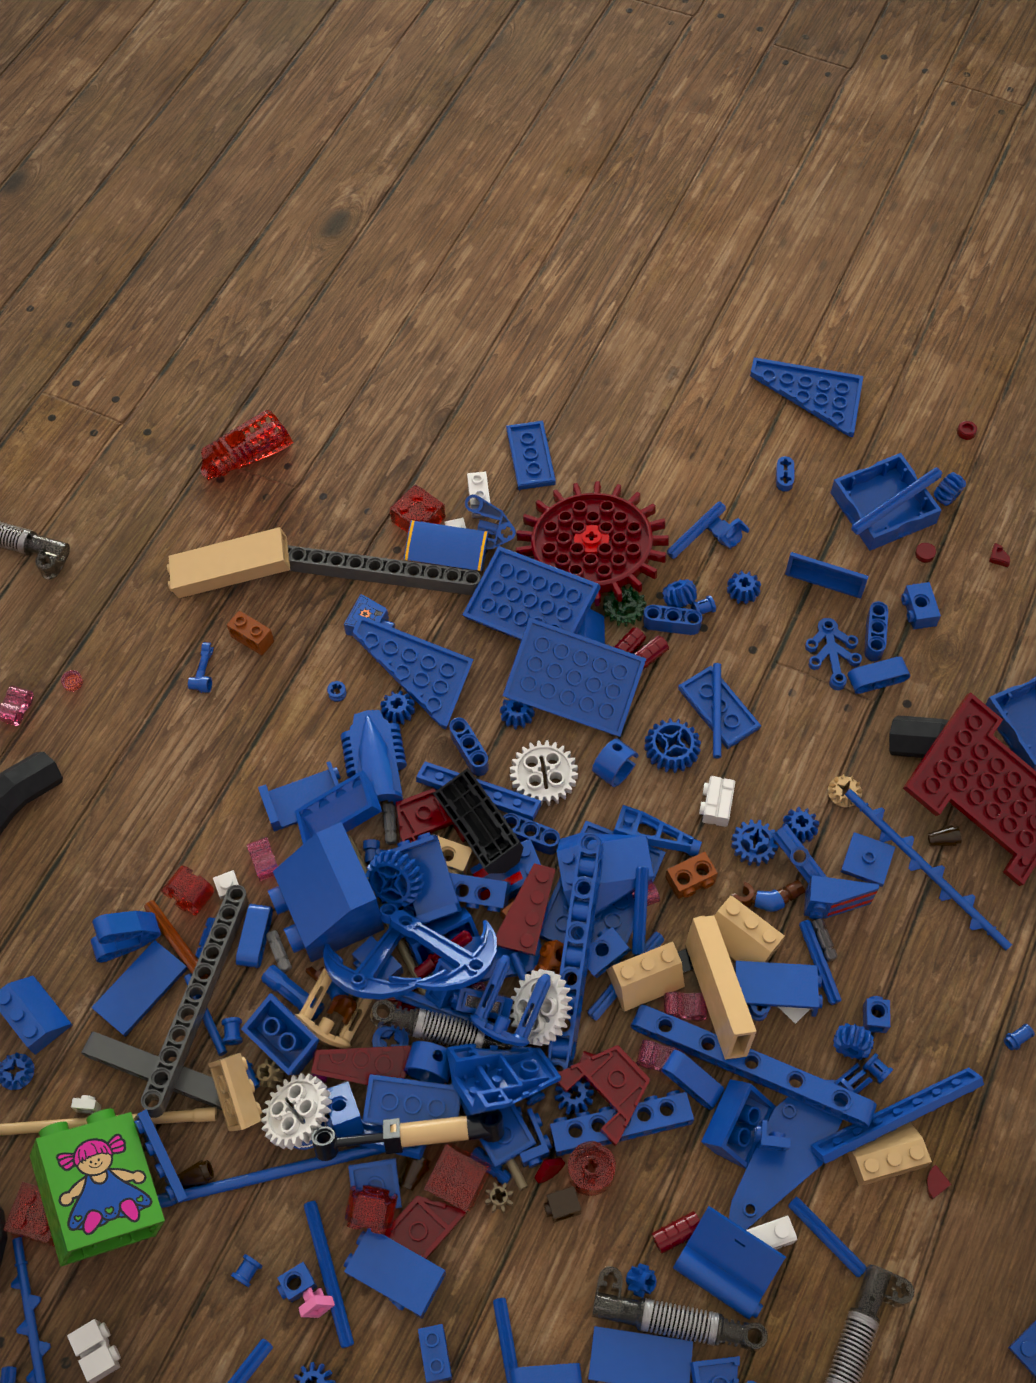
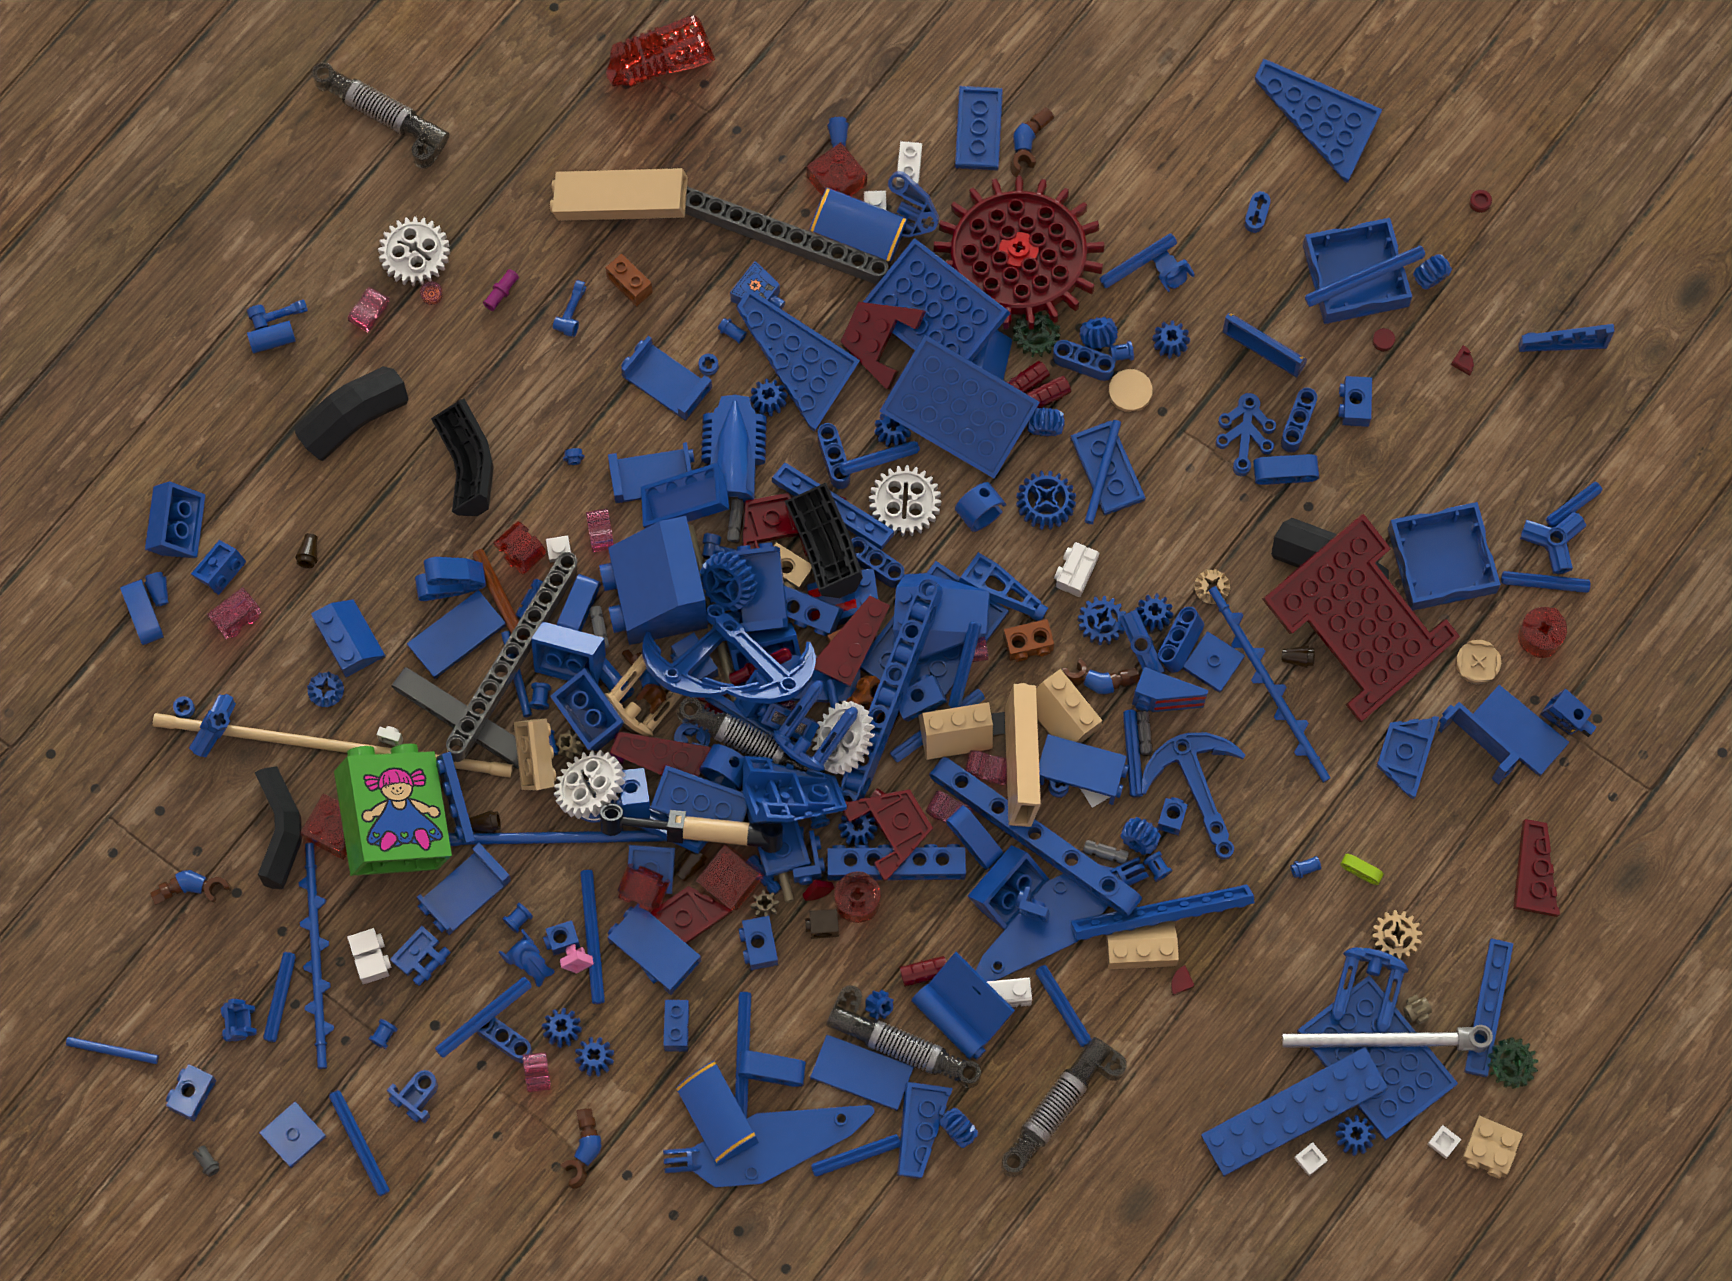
camera: 10 degrees right, 10 degrees up
(50, 647) = (425, 236): none -> white gear
(128, 816) = (470, 457): none -> black piece
(135, 665) = (500, 290): none -> magenta pin
(143, 1333) = (415, 950): none -> blue plate
(185, 1254) = (464, 890): none -> blue panel
(226, 796) = (573, 456): none -> blue plate
(248, 981) = (566, 652): none -> blue slope
(261, 1313) = (526, 957): none -> blue hair
(299, 711) = (665, 379): none -> blue panel
(352, 657) = (733, 331): none -> blue pin
(410, 476) = (838, 130): none -> blue cone
(477, 634) = (870, 332): none -> dark red wing
(501, 1225) = (758, 929): none -> blue brick
(510, 739) = (879, 458): none -> blue axle
(571, 455) = (1024, 138): none -> reddish brown piece
(655, 677) = (1046, 422): none -> blue gear
(720, 637) = (1130, 390): none -> tan tile
(822, 1065) = (1105, 852): none -> light grey axle
(836, 852) = (1180, 649): none -> blue beam
(884, 970) = (1190, 766): none -> blue piece

